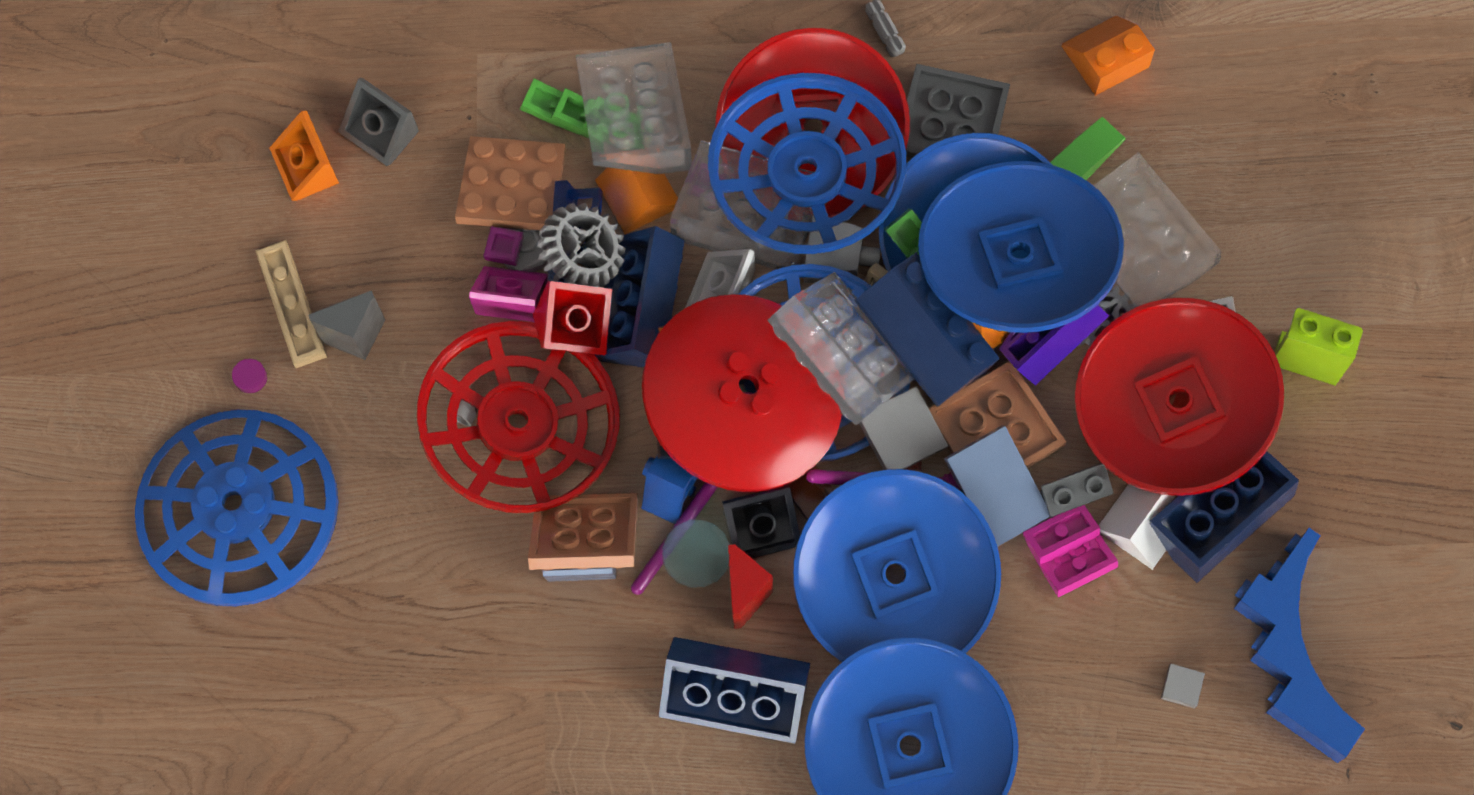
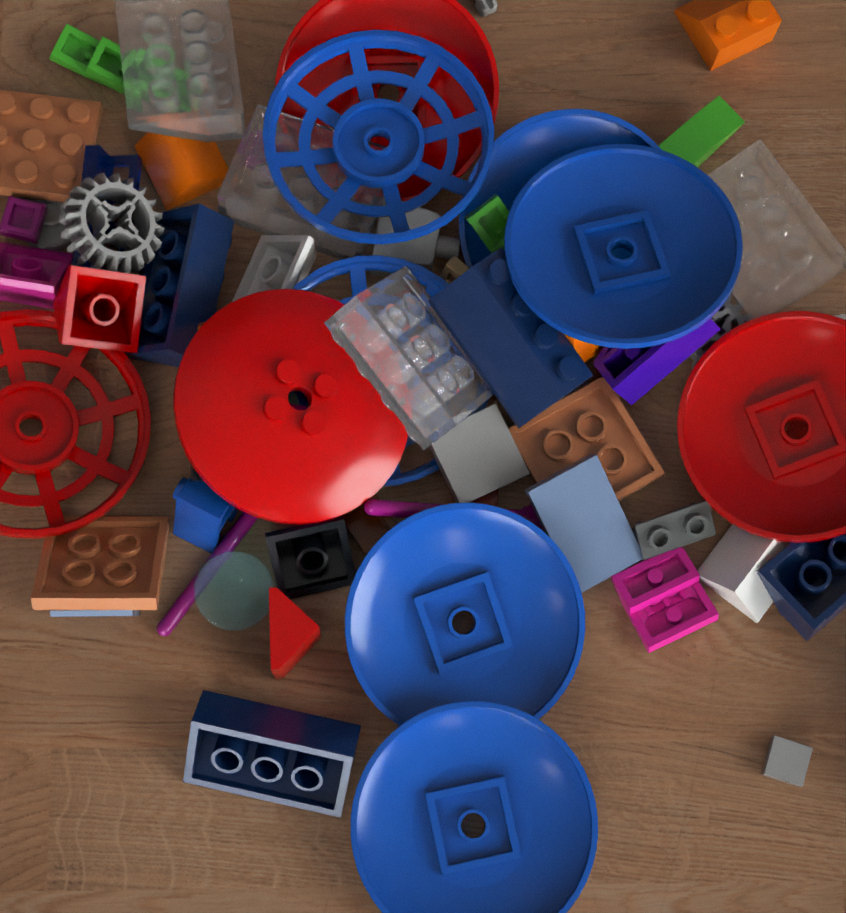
camera: 10 degrees left, 5 degrees up
(952, 105) = (547, 75): dark grey plate -> none

